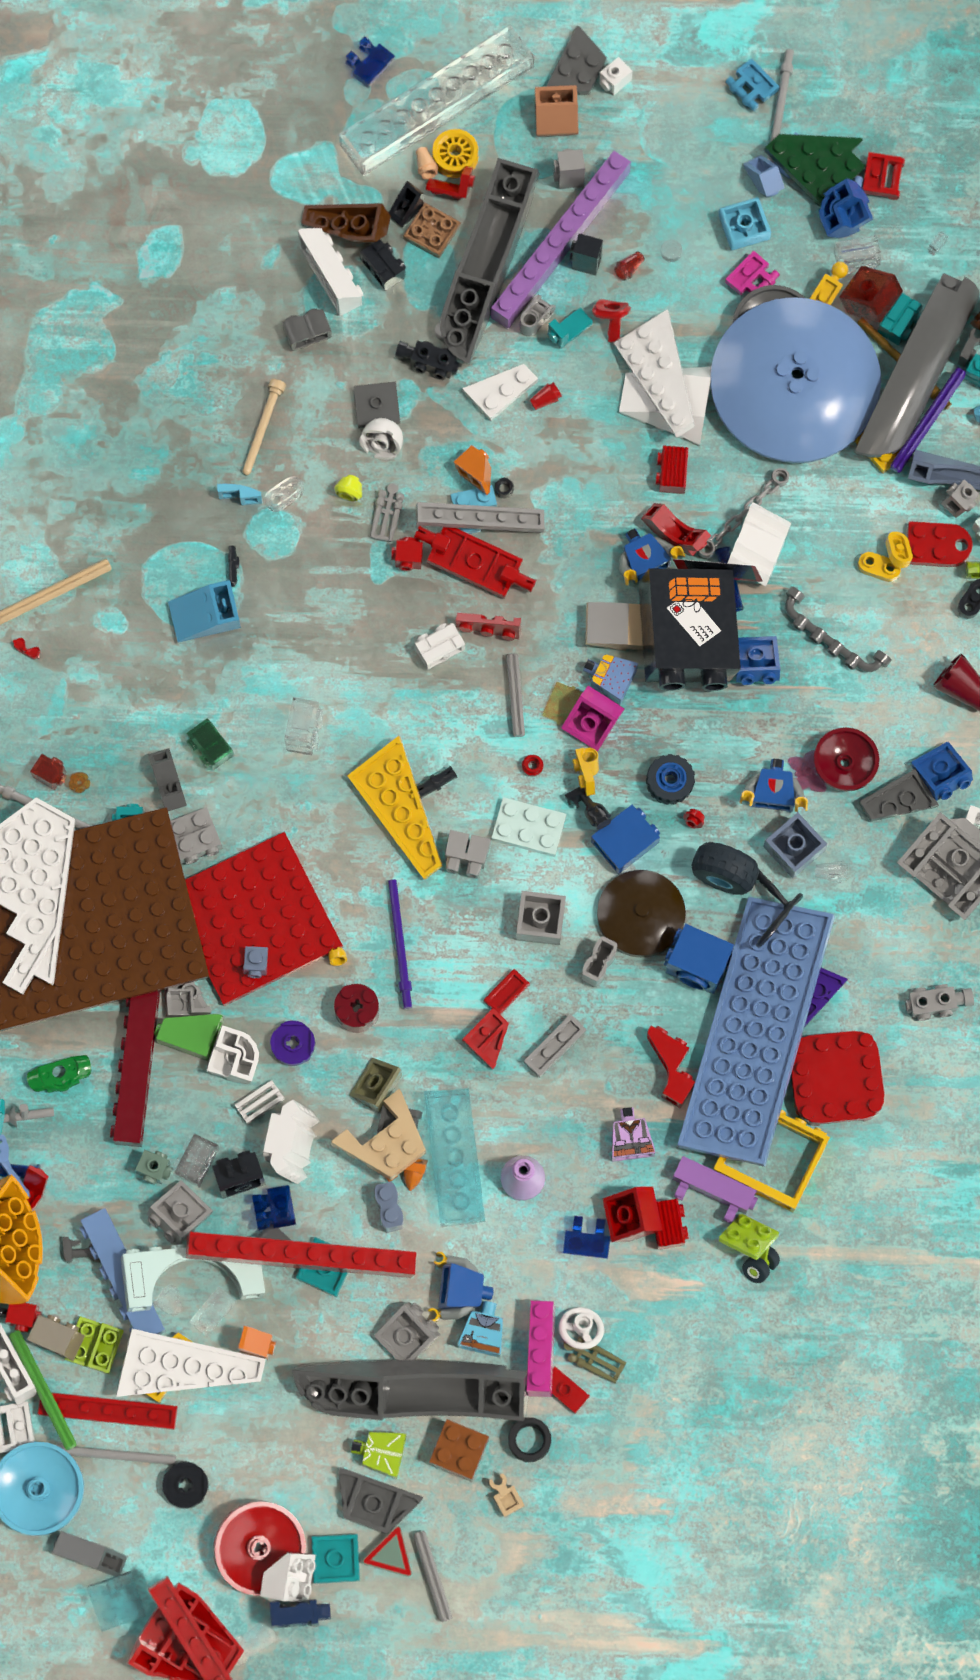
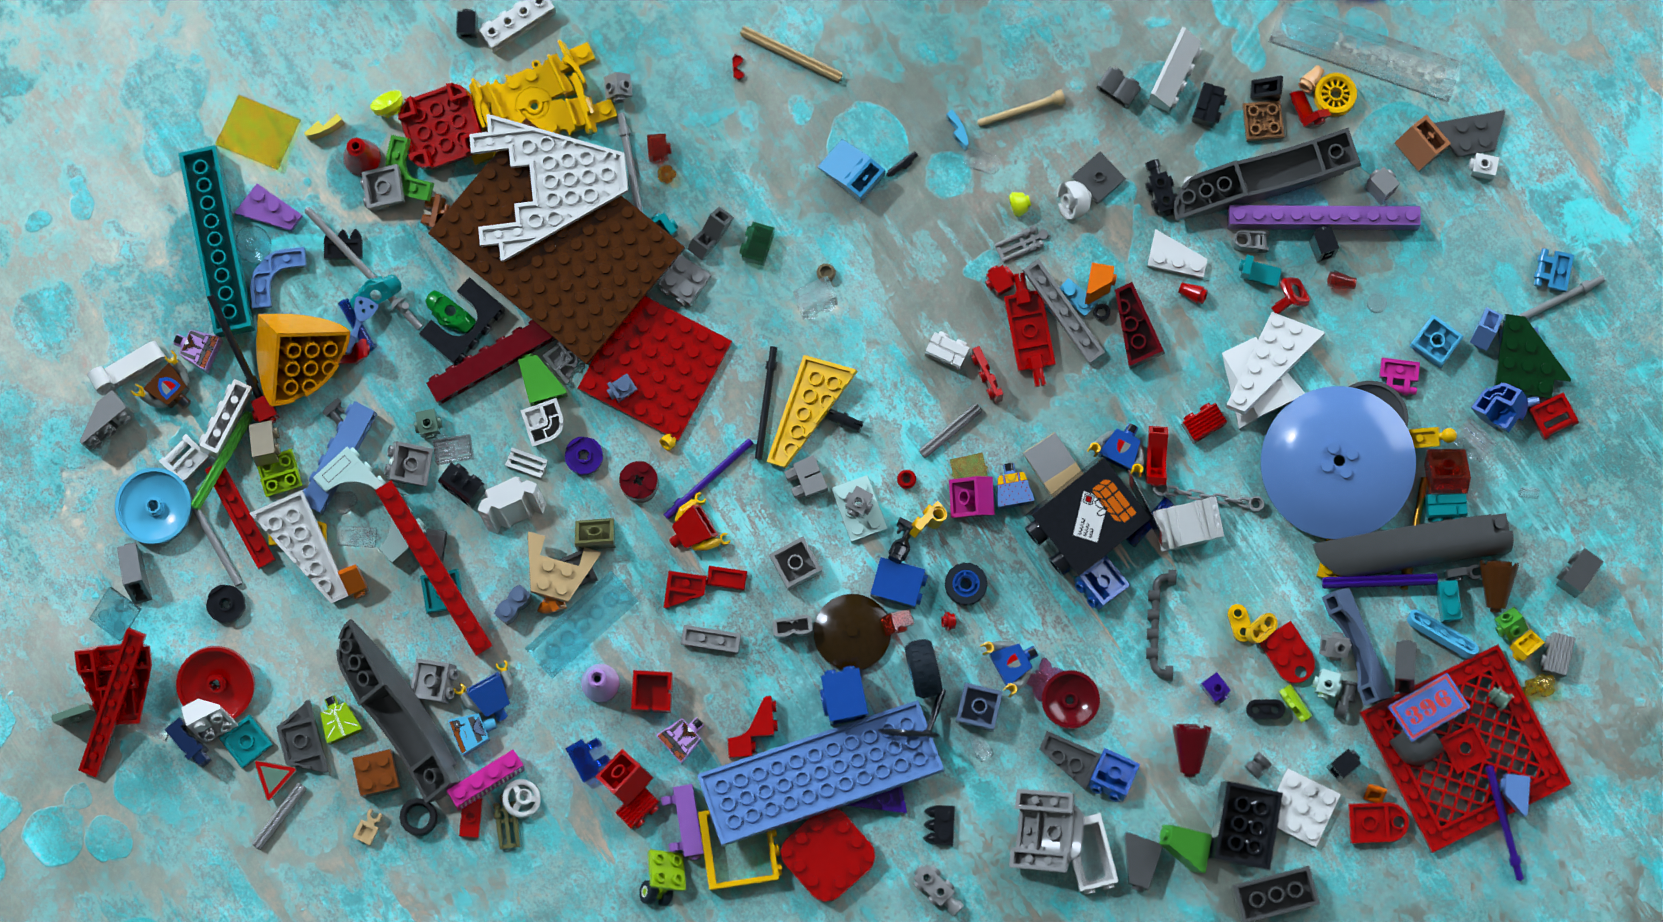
camera: 60 degrees right, 5 degrees up
(97, 1092) = (456, 347): none -> black arch
(281, 1208) = (461, 530): clear blue plate -> none
(282, 703) = (826, 270): none -> dark tan plate
(336, 814) = (771, 366): none -> black bar
(349, 221) = (1222, 58): reddish brown wedge -> none
(439, 987) = (694, 528): none -> red torso
(526, 818) = (858, 495): none -> light grey brick
(544, 465) = (1138, 333): none -> dark red wedge
(567, 1135) = (652, 691): none -> red piece
(662, 864) = (897, 622): none -> brick
(880, 957) = (942, 825): none -> black plate
(925, 627) = (1215, 688): none -> dark purple brick

